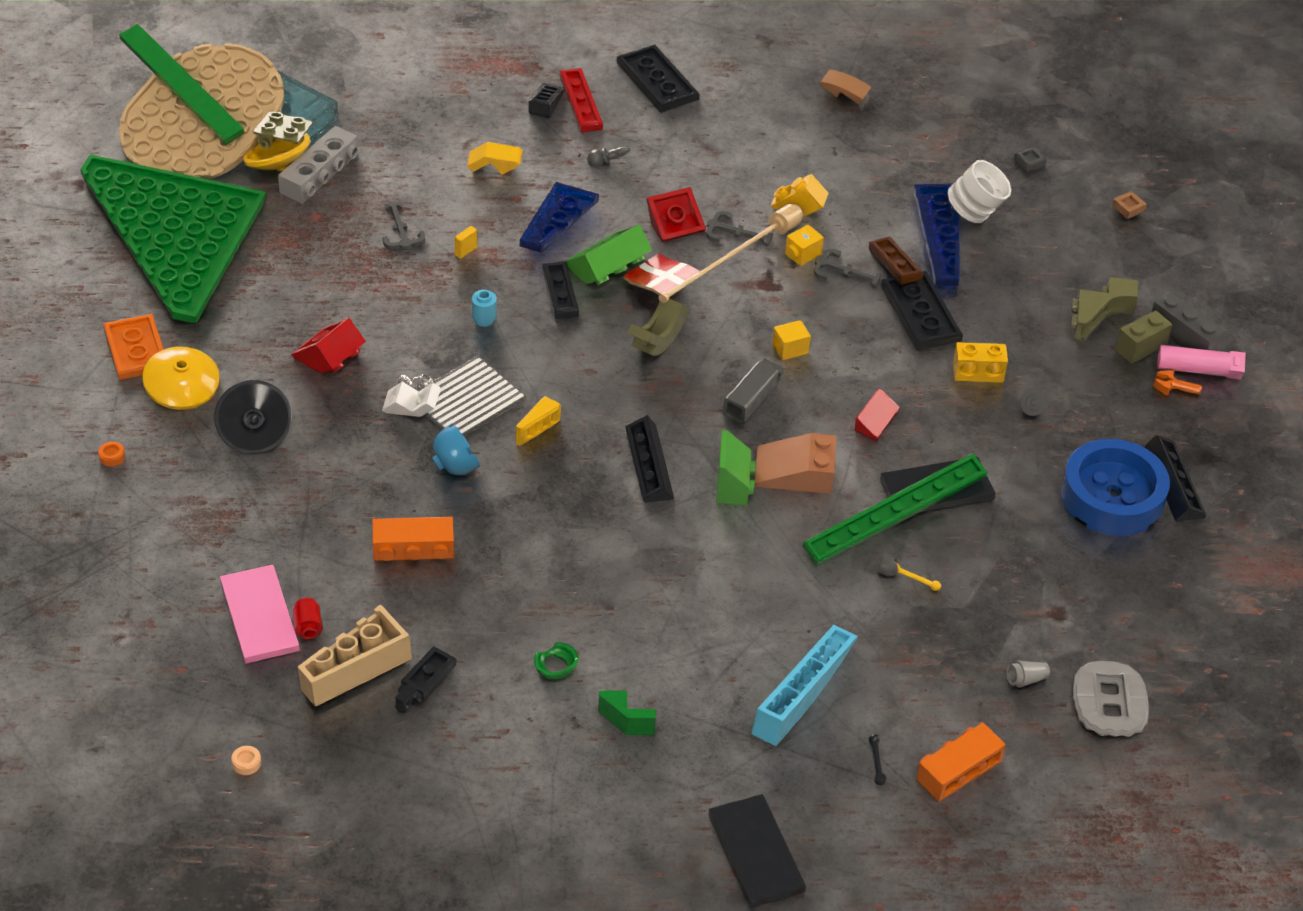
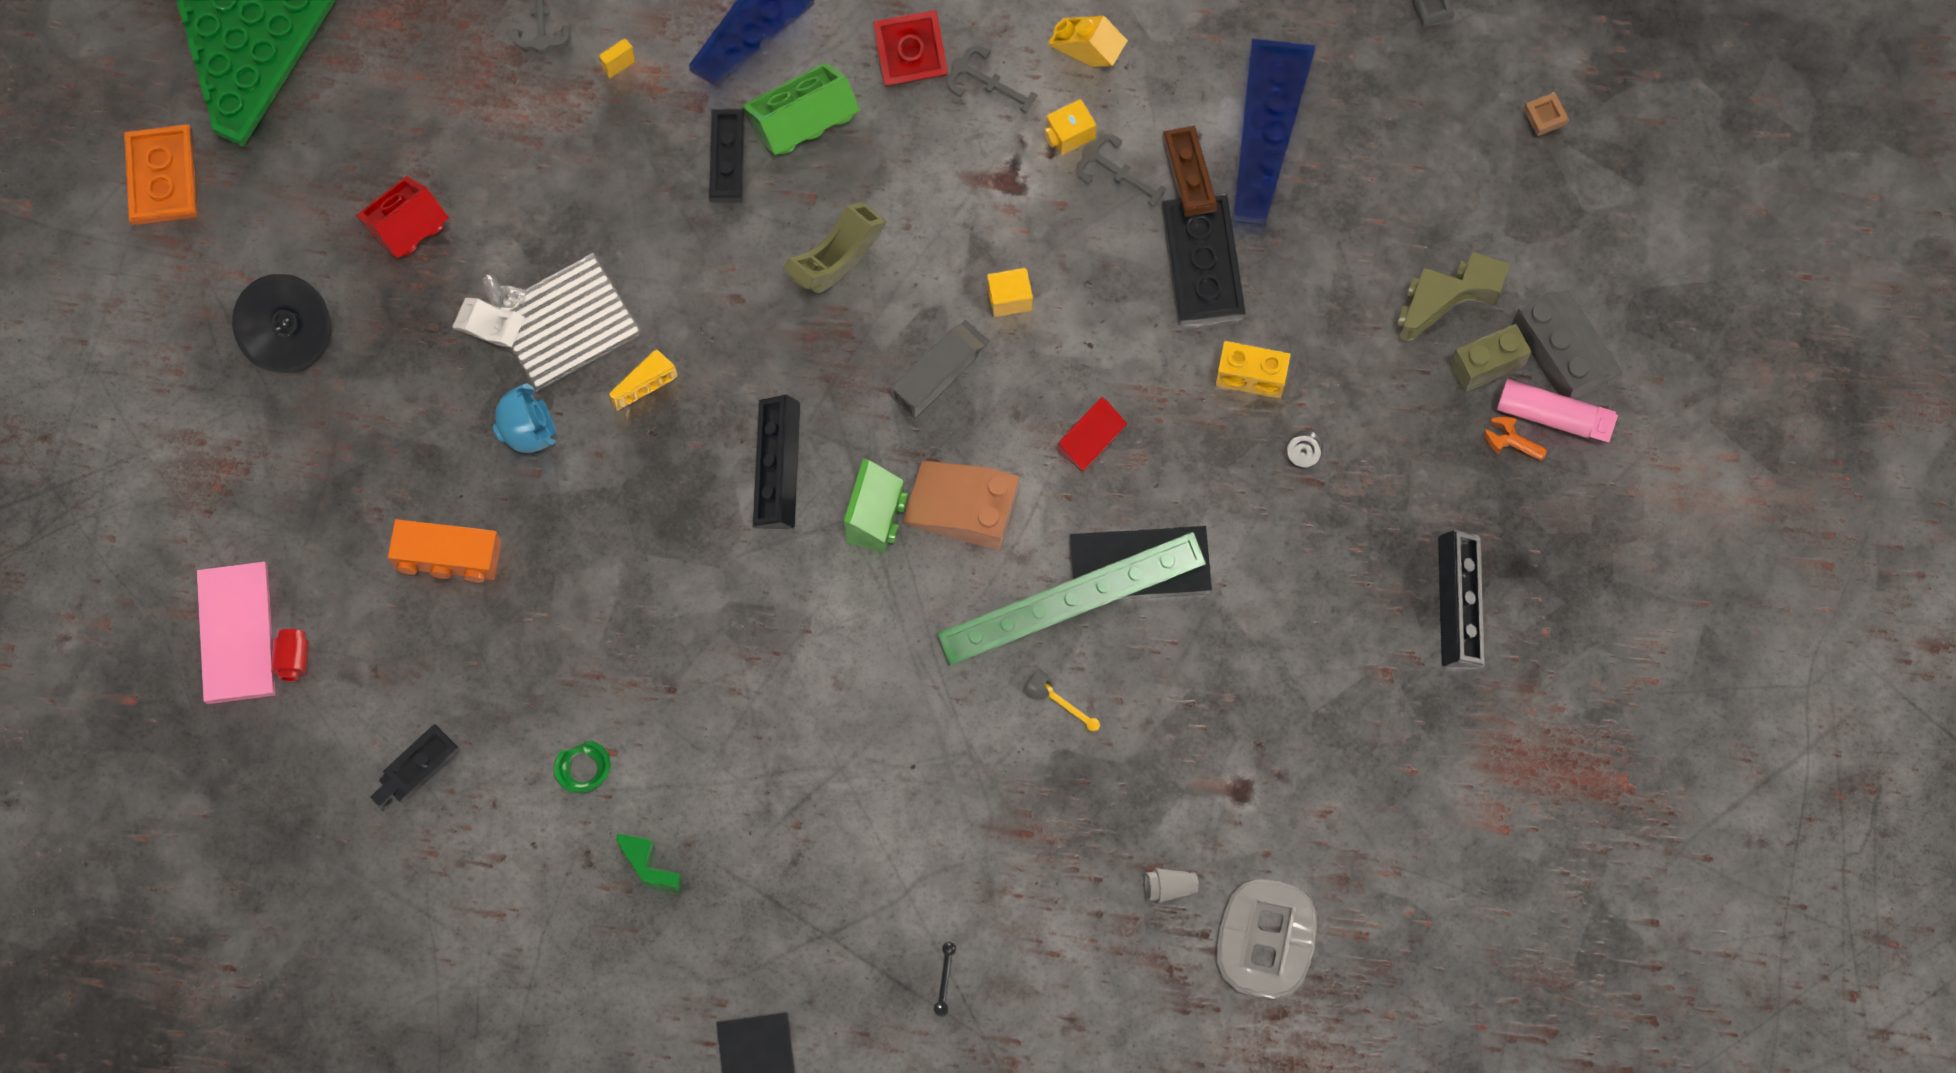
camera: 15 degrees right, 25 degrees up
(111, 454) = (100, 349): orange tile -> none
(181, 387) = (219, 254): yellow dish -> none
(246, 760) = (180, 852): light nougat tile -> none
(355, 658) = (333, 729): tan wedge -> none
(484, 307) = (614, 179): medium azure brick -> none
(670, 276) = (867, 162): flag -> none
(802, 686) = (878, 859): medium azure slope -> none
(960, 761) = (1044, 1006): orange brick -> none
(979, 191) = (1333, 75): white wheel -> none
(1130, 472) = (1398, 585): blue brick -> none

